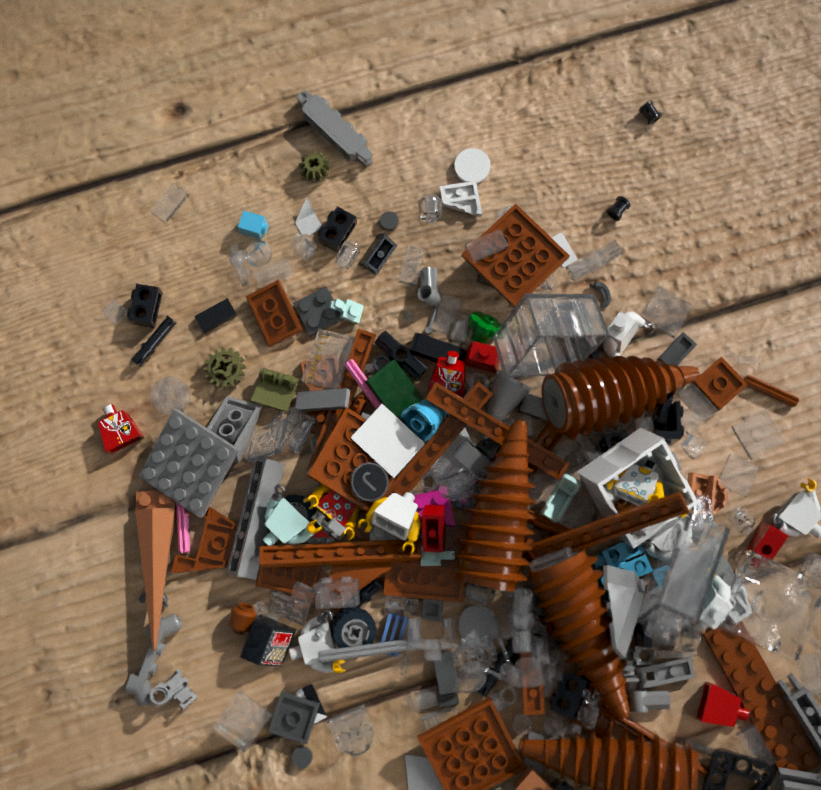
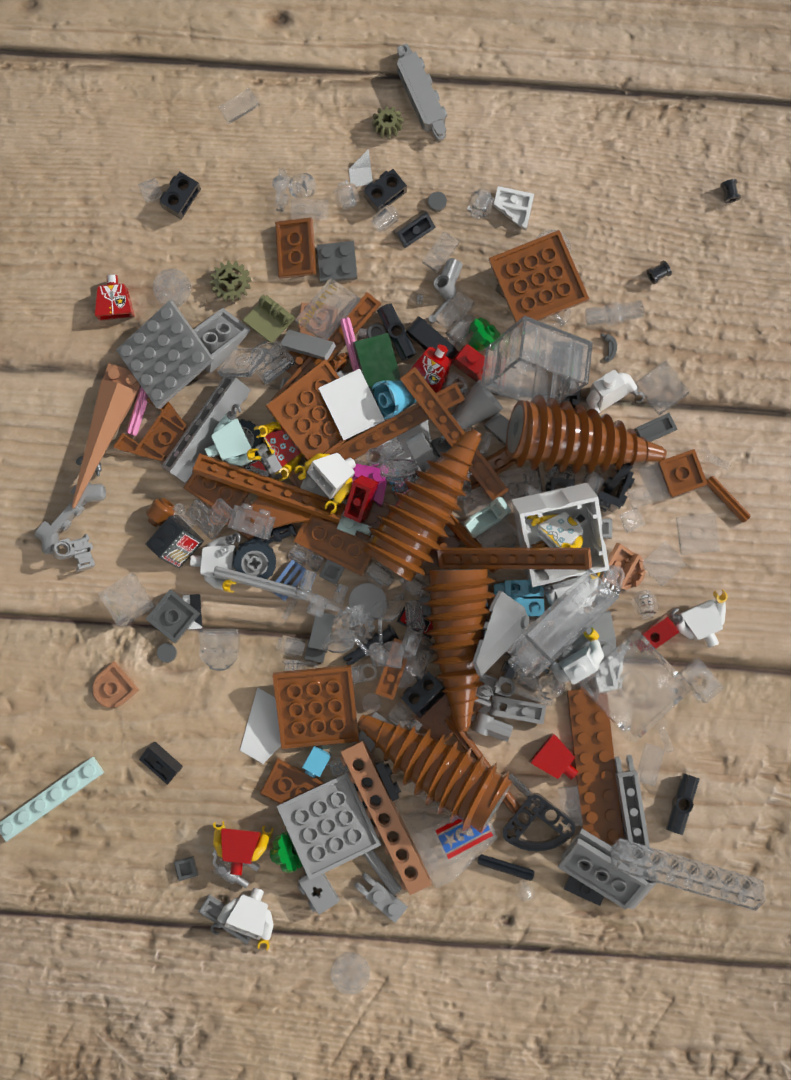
camera: 25 degrees right, 5 degrees up
(154, 340) = (175, 231): black pin -> none
(215, 315) = (241, 229): black tile -> none
(253, 225) = (308, 156): medium azure brick -> none
(349, 310) = (365, 272): light aqua plate -> none
(368, 482) = (319, 434): black tile -> none
(472, 165) = (537, 178): white tile -> none
(486, 245) = (514, 259): clear plate -> none
(521, 620) = (405, 609): clear piece -> none
(551, 558) = (454, 565): clear tile -> none
(560, 240) = (591, 287): white sticker -> none
(589, 712) = (434, 712): clear plate -> none

